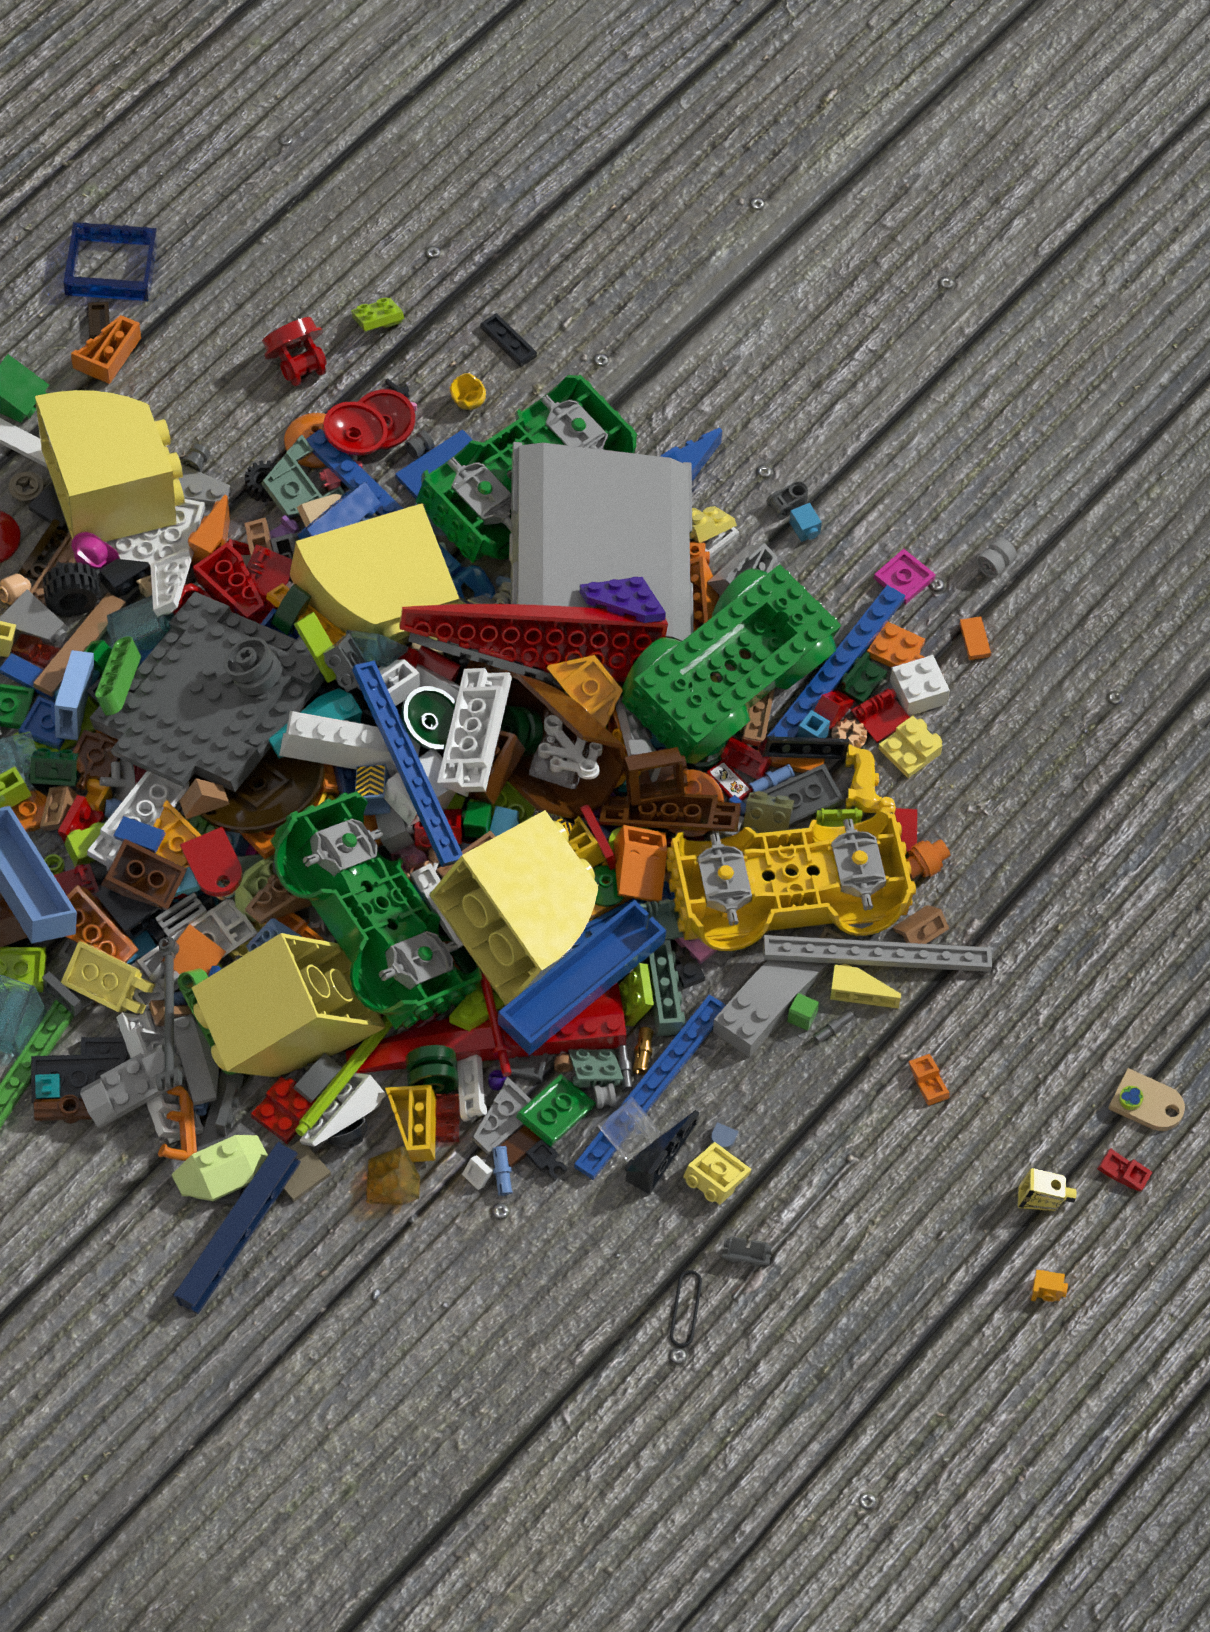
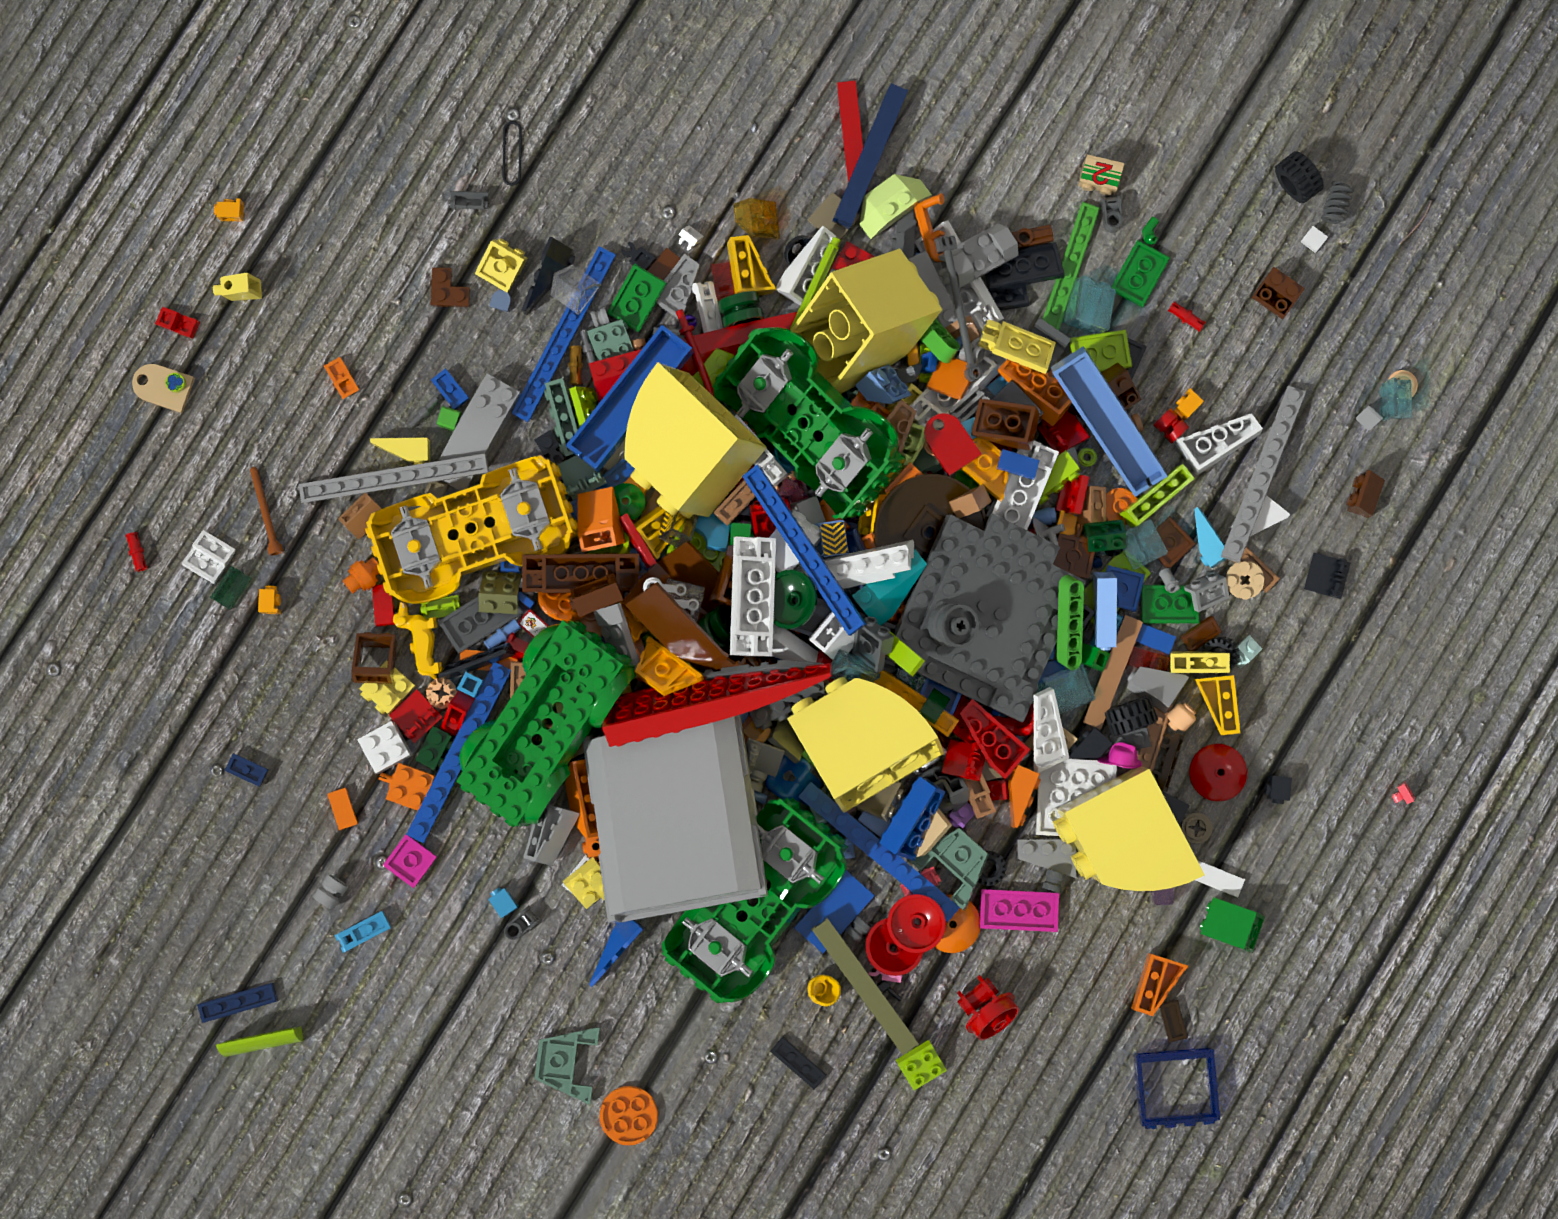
camera: 175 degrees right, 25 degrees up
(47, 1086) = (1045, 251): teal tile -> none
(240, 437) = (1019, 910): none -> dark pink plate
(254, 1277) = (850, 124): none -> red tile
(422, 389) = (864, 986): none -> olive tile
(502, 1171) = (671, 240): medium blue pin -> none
(623, 597) = (643, 749): dark purple plate -> none
(698, 320) = (628, 1115): none -> orange tile
(766, 375) = (557, 1062): none -> sand green wing
(789, 1153) = (443, 294): none -> reddish brown plate
(798, 1045) = (450, 389): none -> blue plate
(923, 747) = (373, 674): none -> reddish brown window
(964, 519) = (363, 931): none -> dark azure plate
(1027, 907) = (274, 547): none -> dark orange piece
(1038, 850) = (269, 600): none -> light orange brick
(1080, 688) = (246, 770): none -> dark blue plate
(1082, 873) = (230, 587): none -> clear green panel
(1086, 432) = (260, 1041): none -> lime slope
(1106, 910) = (208, 557): none -> white slope
(1109, 475) = (237, 1002): none -> dark blue tile
(1191, 926) = (136, 551): none -> red pin

